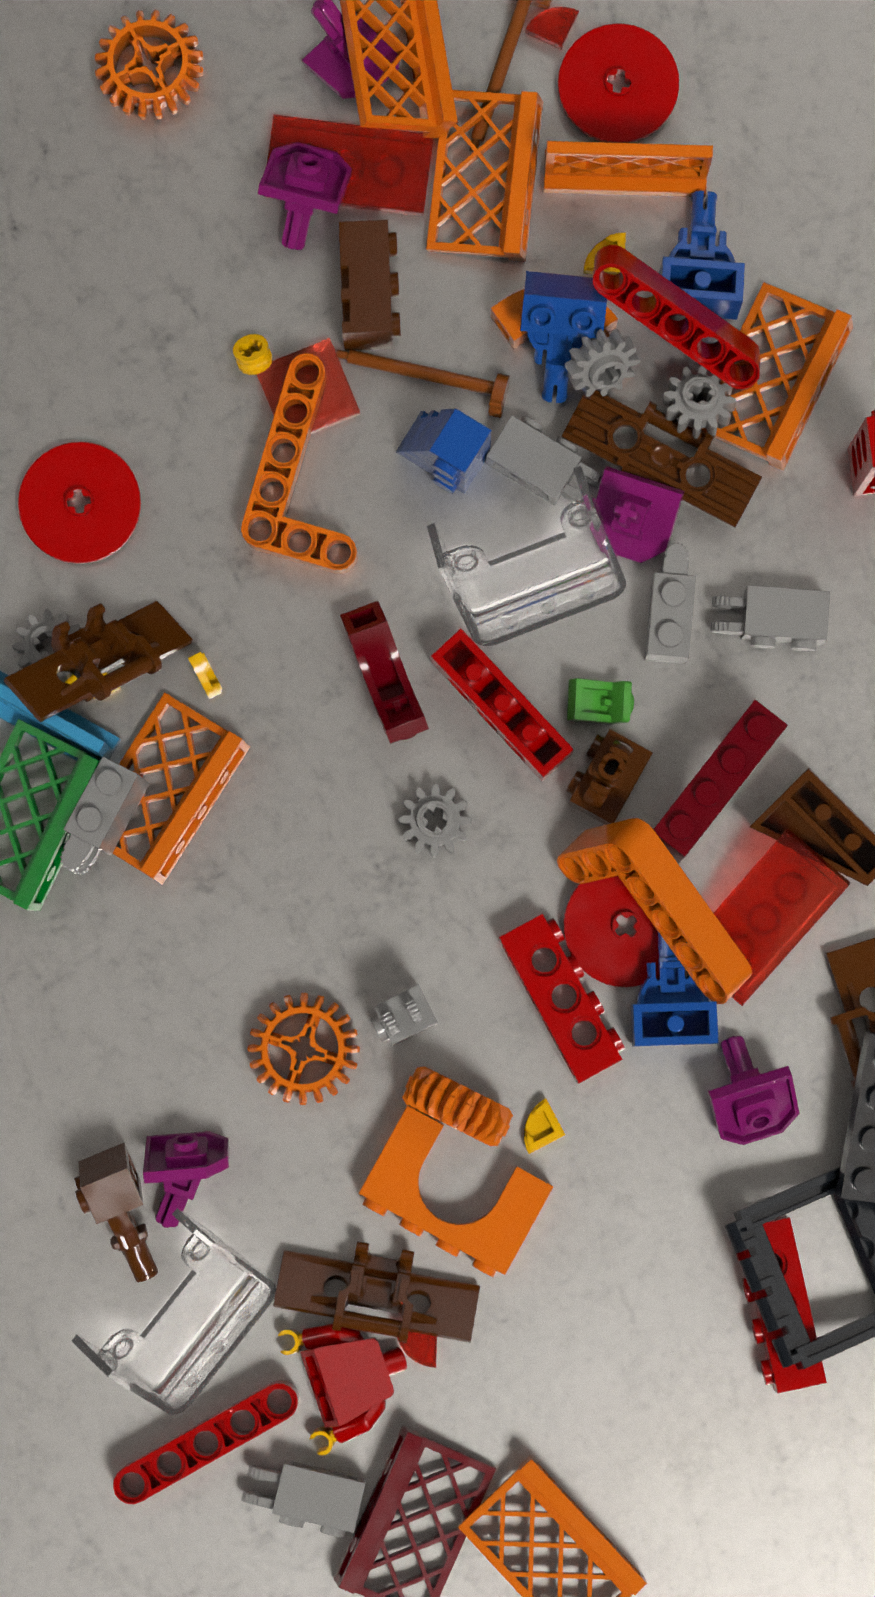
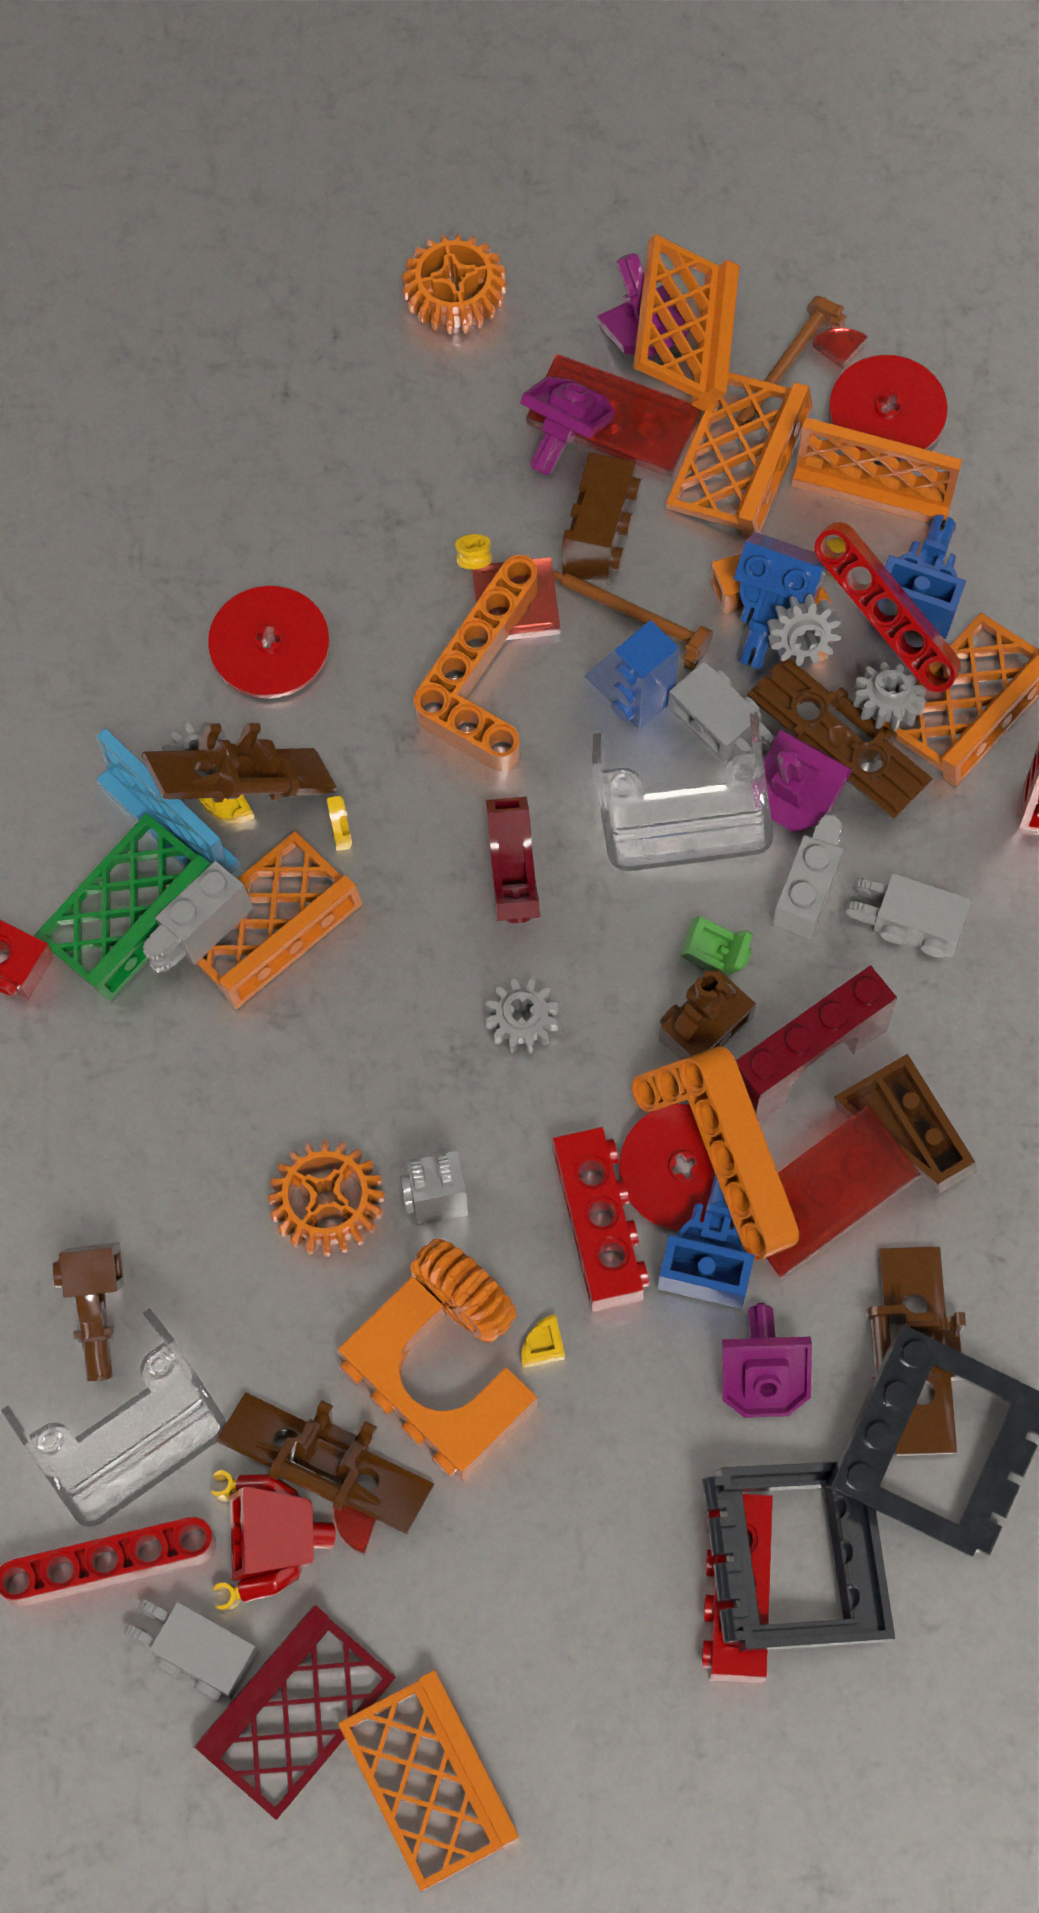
camera: 15 degrees right, 15 degrees down
(181, 1164) = (167, 1278): magenta piece -> none
(501, 705) = (619, 922): red brick -> none

